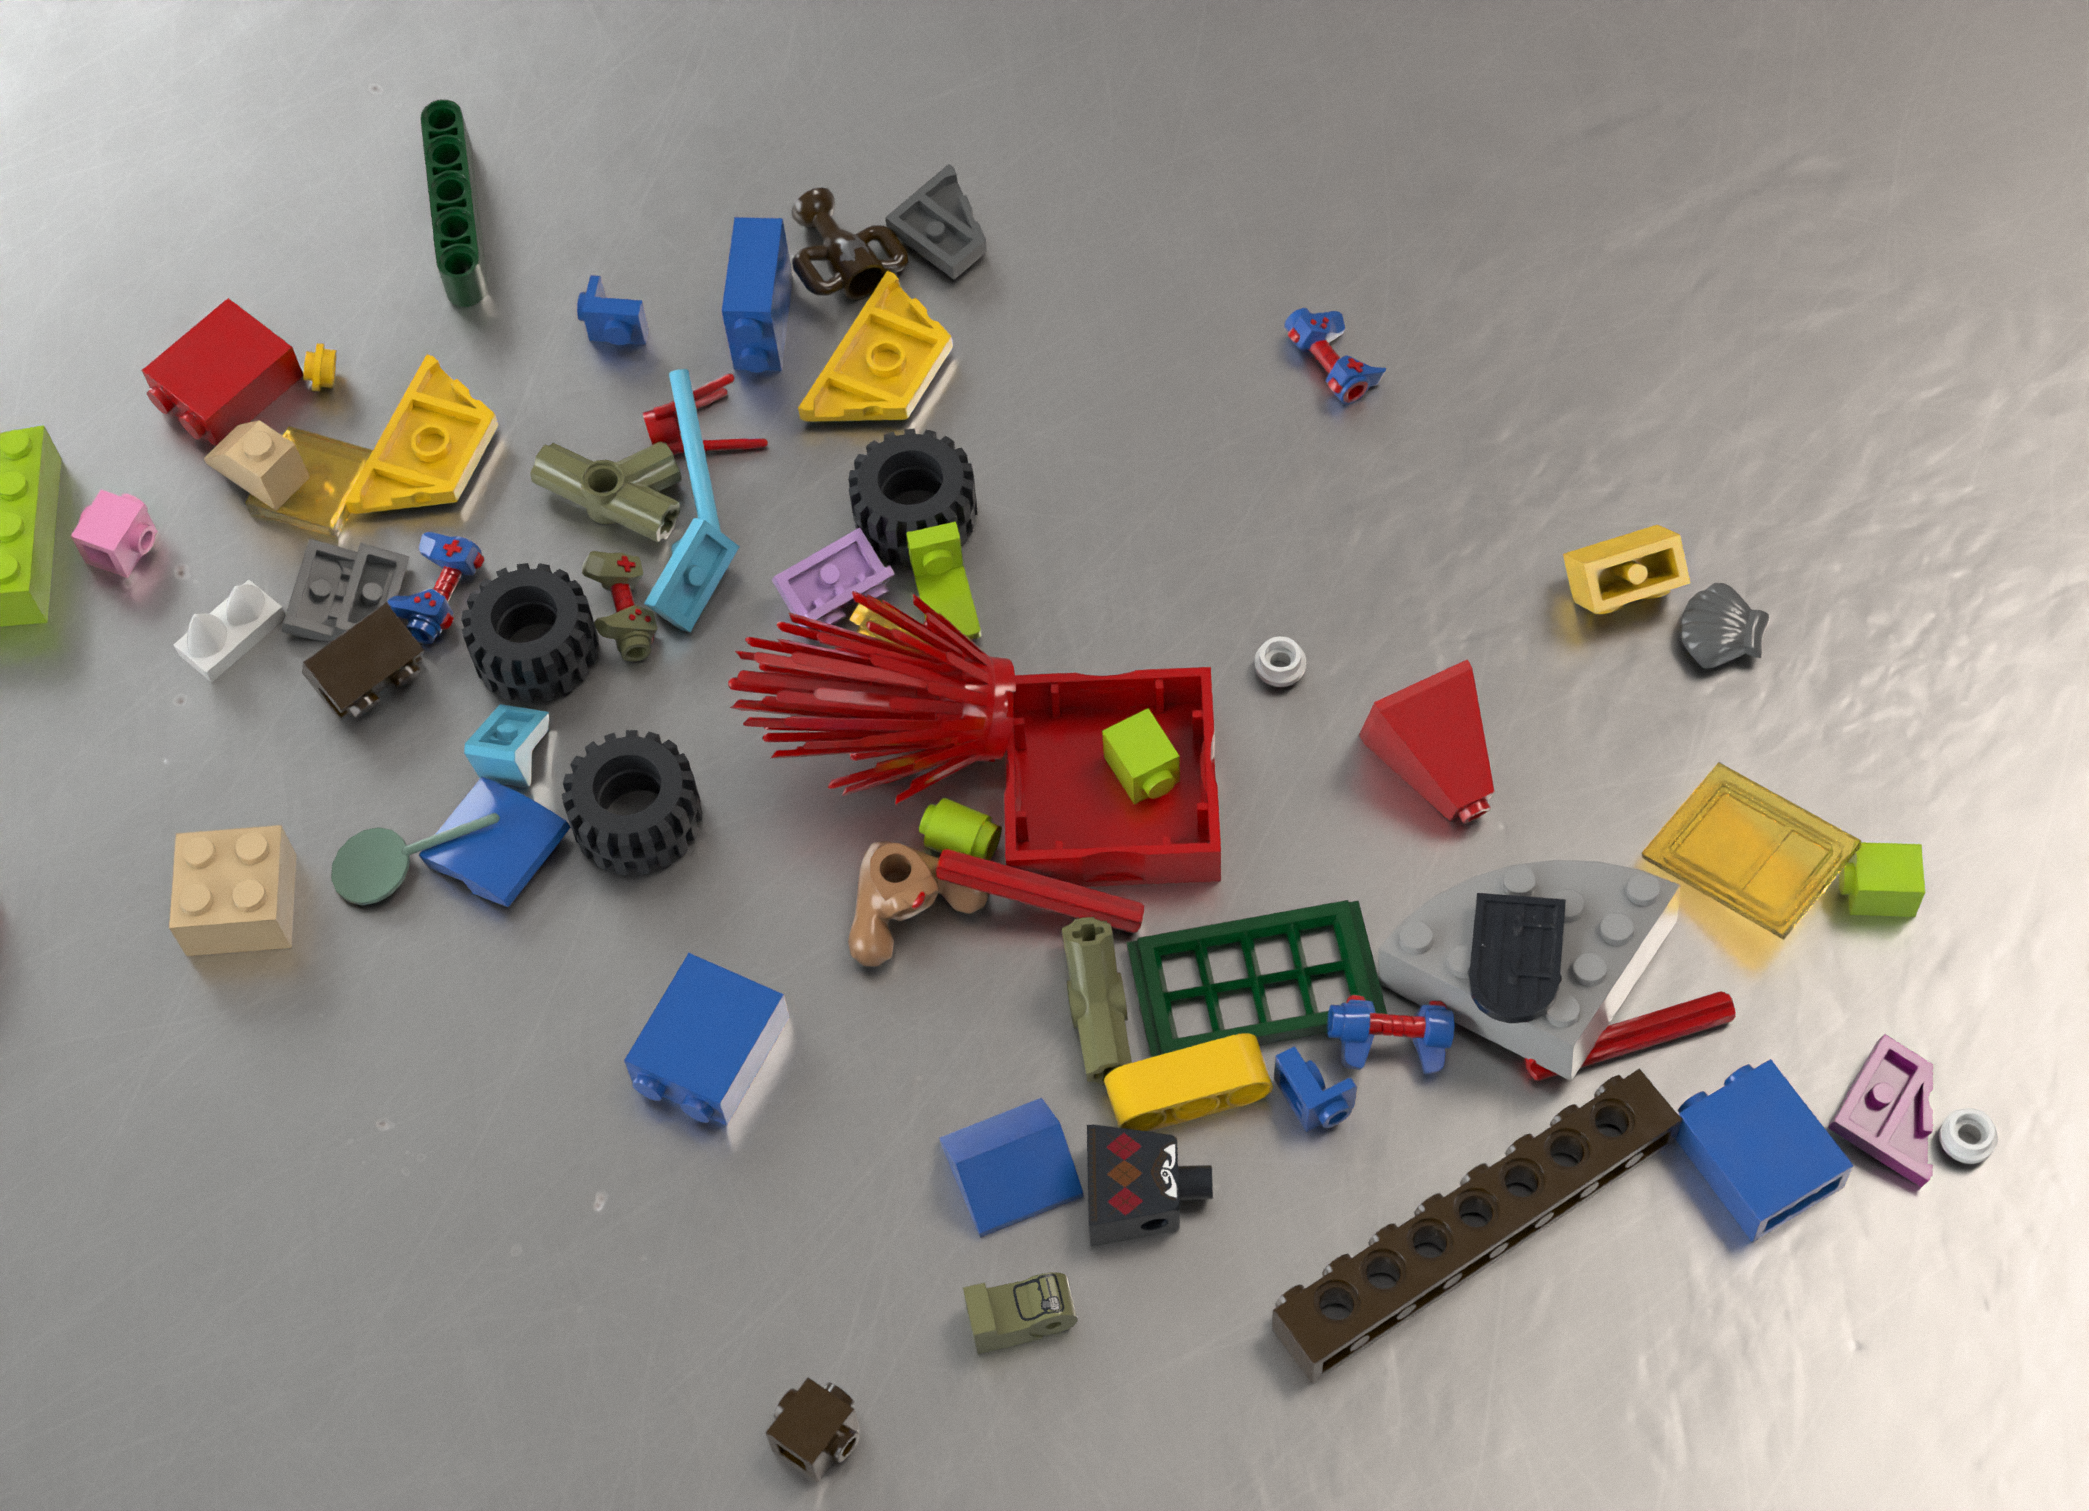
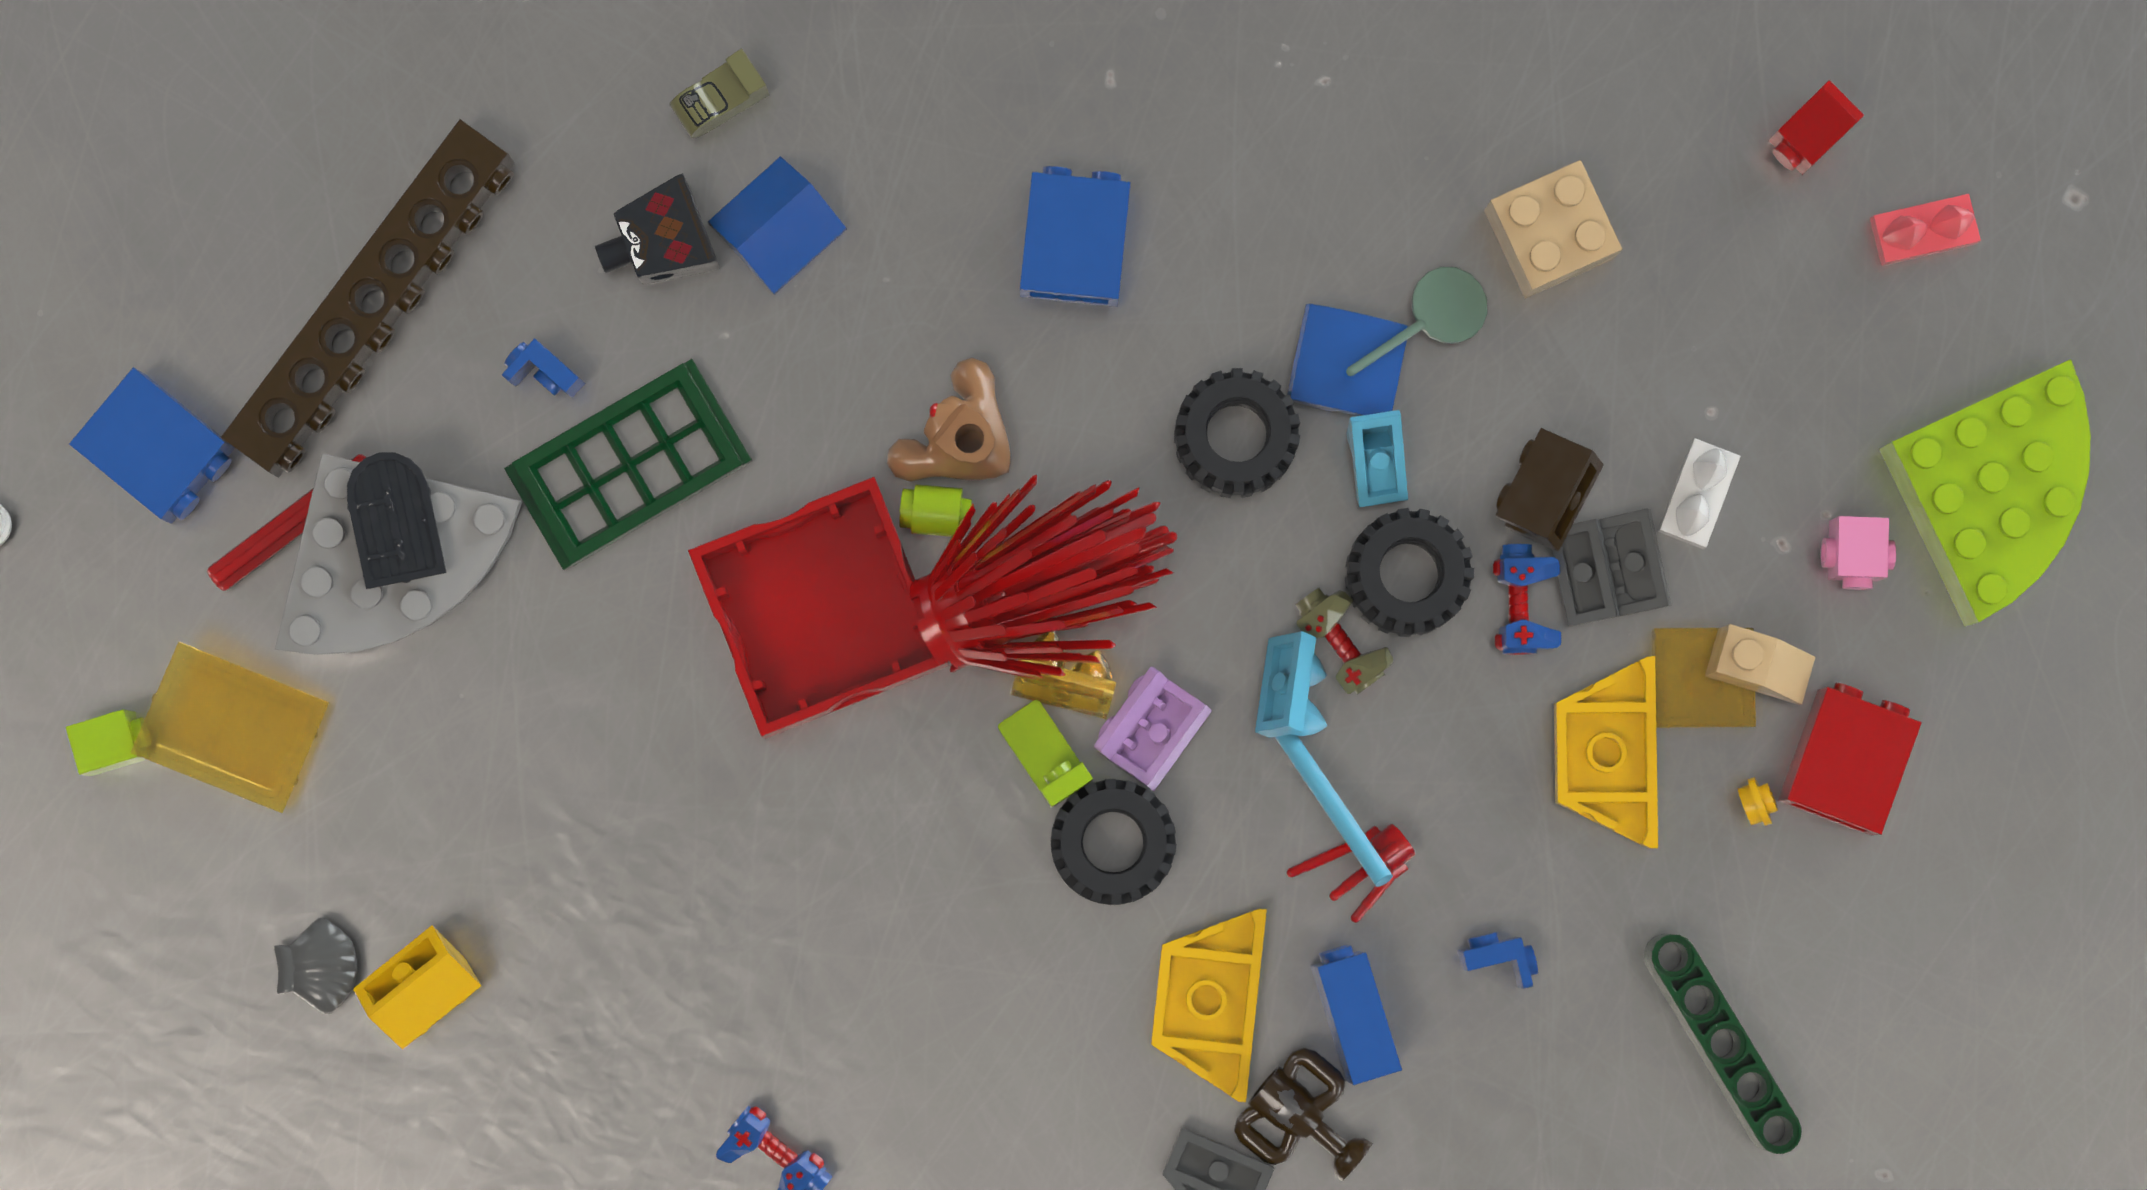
camera: 150 degrees right, 25 degrees up
(631, 485) = (1392, 781): olive piece -> none
(1039, 890) = (839, 469): red axle -> none
(1096, 997) = (755, 391): olive piece -> none
(1141, 756) = (796, 634): lime brick -> none
(1188, 1083) = (650, 341): yellow beam -> none
(1282, 650) = (695, 790): white plate -> none
(1358, 1023) = (521, 438): blue piece -> none
(1436, 741) = (538, 744): red slope -> none
(1891, 1110) = (56, 525): wing -> none

